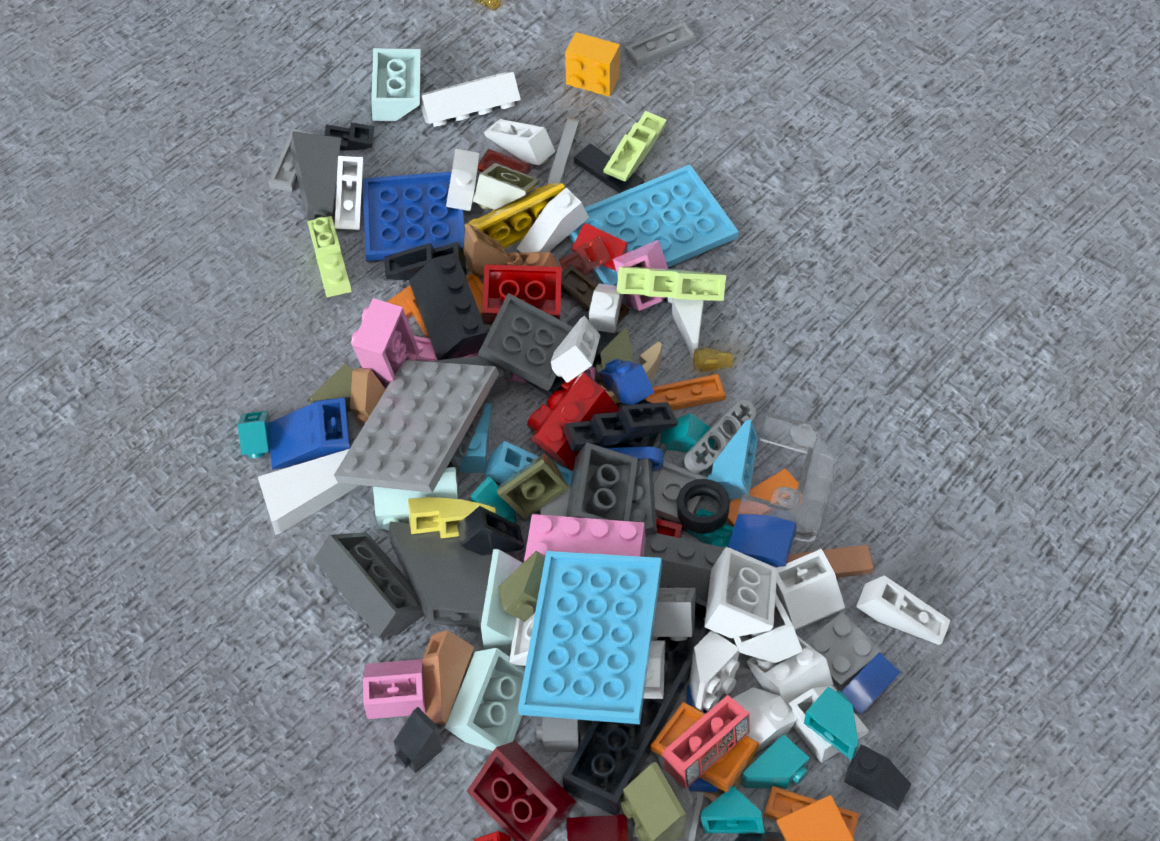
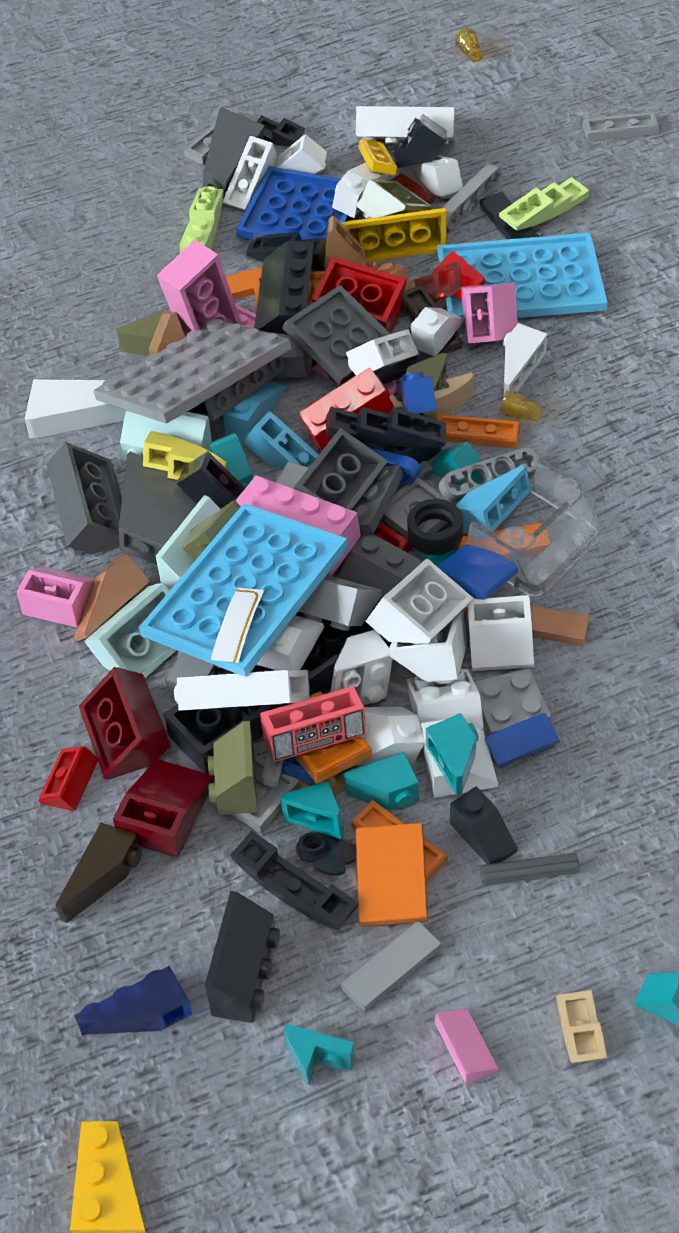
camera: 25 degrees right, 5 degrees down
(254, 433) = (53, 347): teal slope -> none
(309, 433) = (103, 356): blue slope -> none
(390, 160) = (303, 156): none -> white slope
(395, 83) = (338, 93): light aqua slope -> none
(417, 741) = (51, 644): black slope -> none
(461, 141) = (377, 157): none -> yellow tile
(497, 117) = (422, 142): none -> black slope
(533, 486) = (274, 453): olive slope -> none
(554, 223) = (427, 245): white slope -> none
(592, 64) = (538, 122): light orange brick -> none
(609, 677) = (236, 625): none -> white sticker
(609, 741) = (238, 691): none -> white slope
(671, 283) = (506, 321): yellowish green slope -> none
(902, 610) = (593, 686): white slope -> none
(930, 799) = (529, 868): none -> dark grey axle

